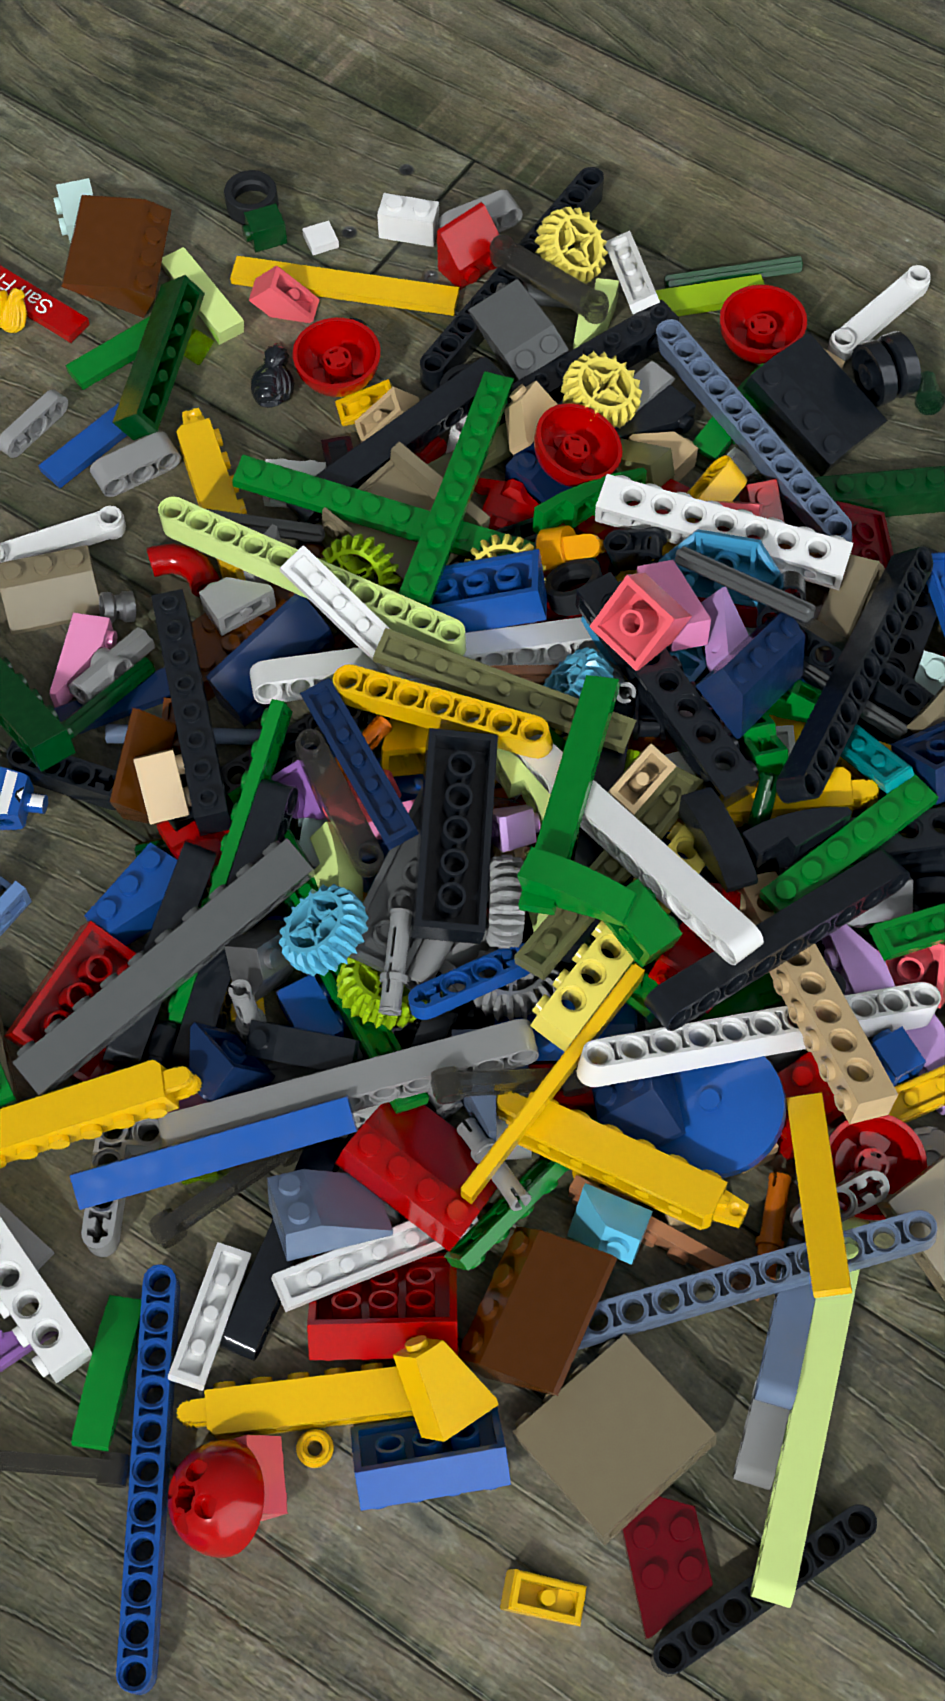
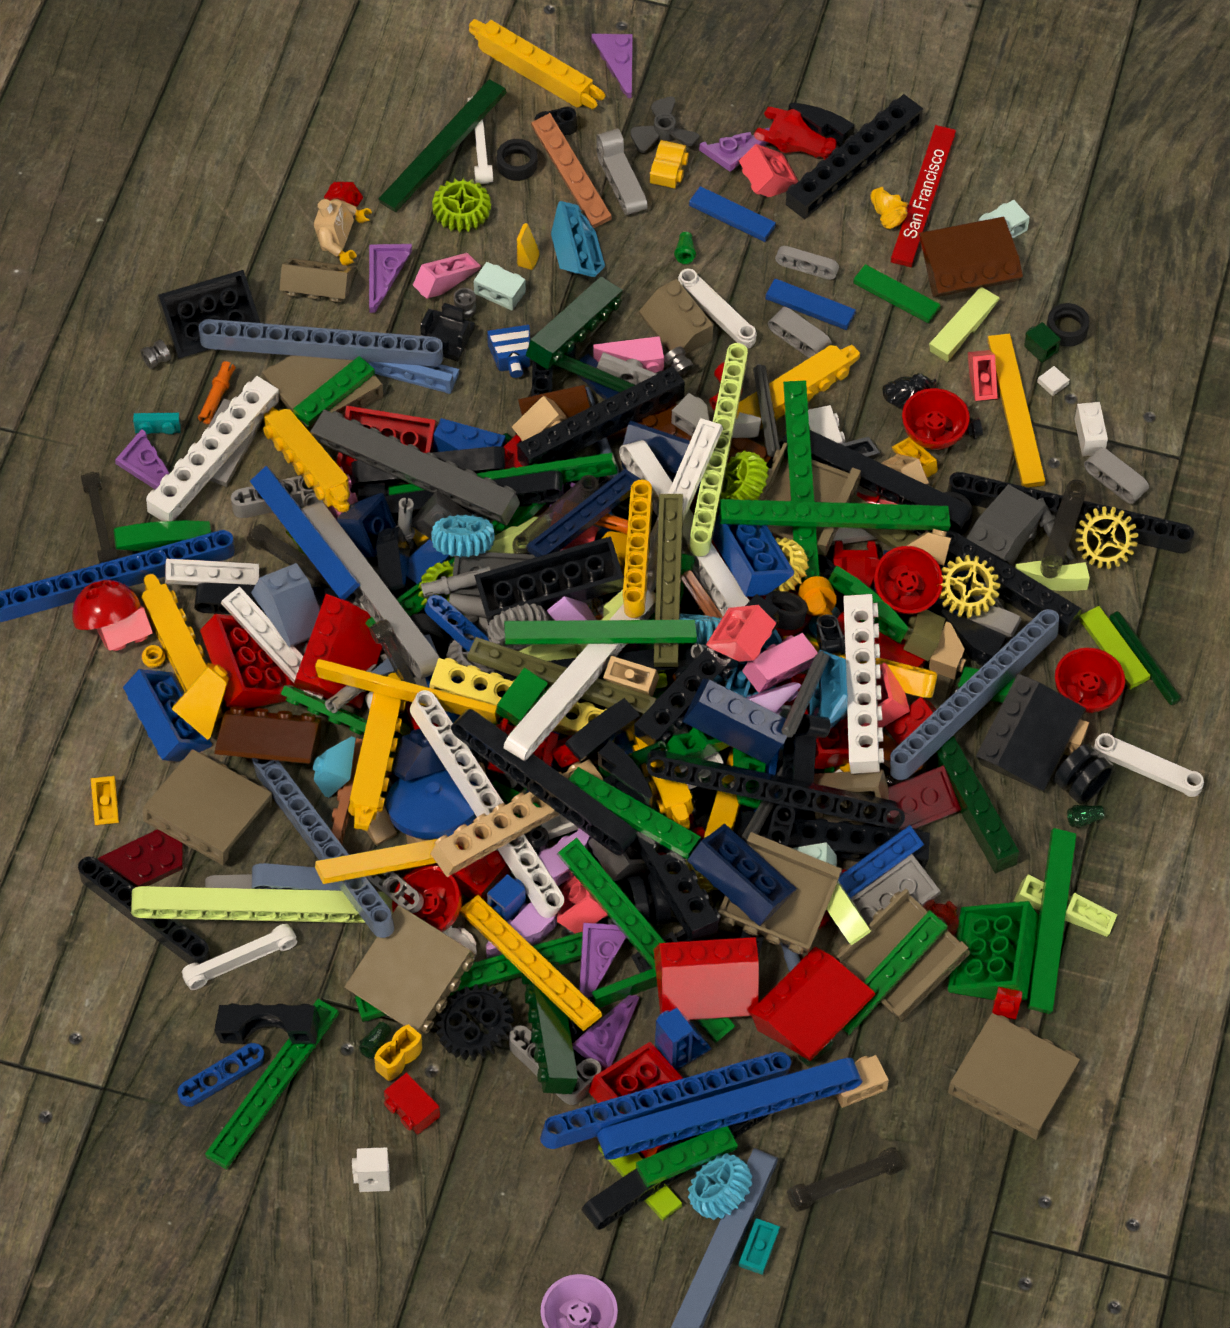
camera: 70 degrees right, 5 degrees down
(158, 358) = (887, 313): dark green brick -> none
(198, 346) = (918, 333): clear neon green slope -> none
(465, 246) = (1081, 465): red slope -> none
(575, 887) = (523, 644): green slope -> none
(631, 272) = (1103, 584): white plate -> none
(875, 760) = (710, 813): teal tile -> none
(891, 1537) = (198, 974): none -> white piece

